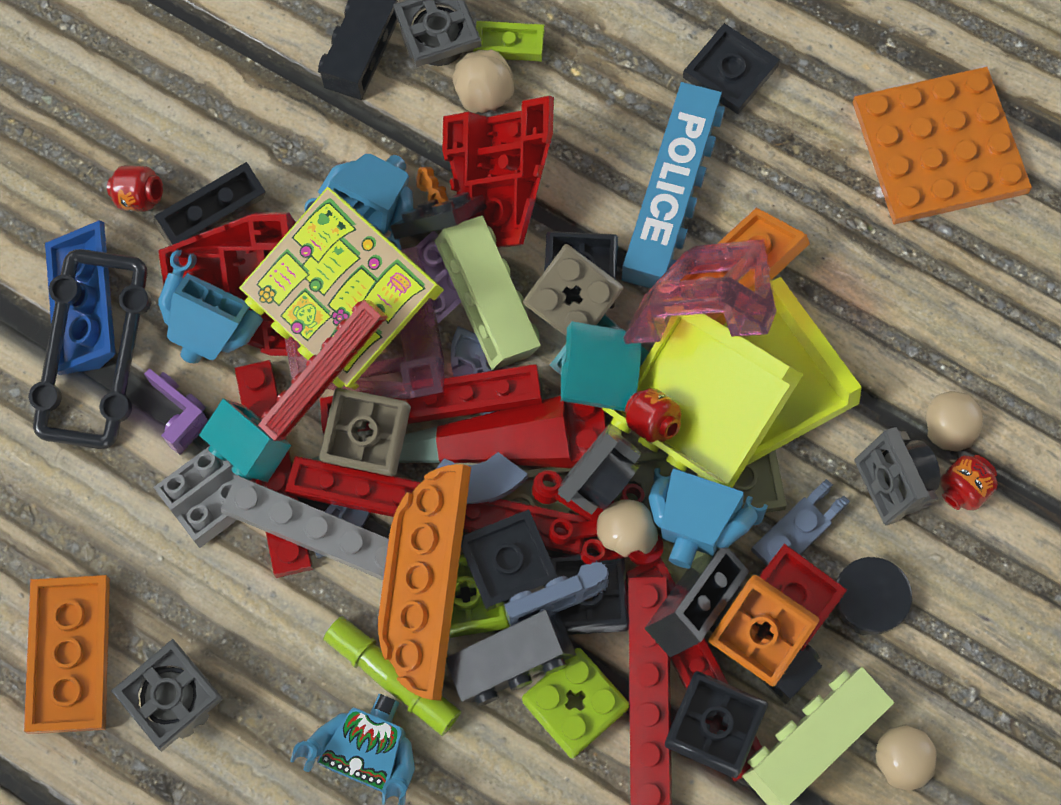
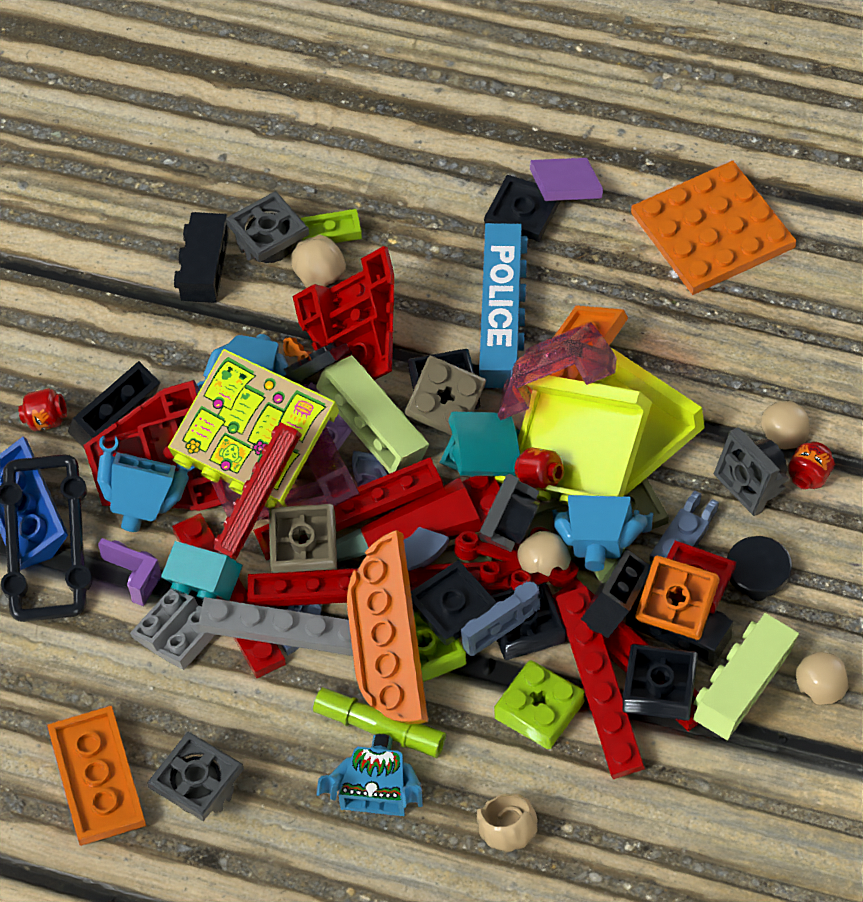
camera: 15 degrees left, 15 degrees down
(511, 658) = (476, 677): brick -> none
(789, 45) = (566, 179): none -> medium lavender tile

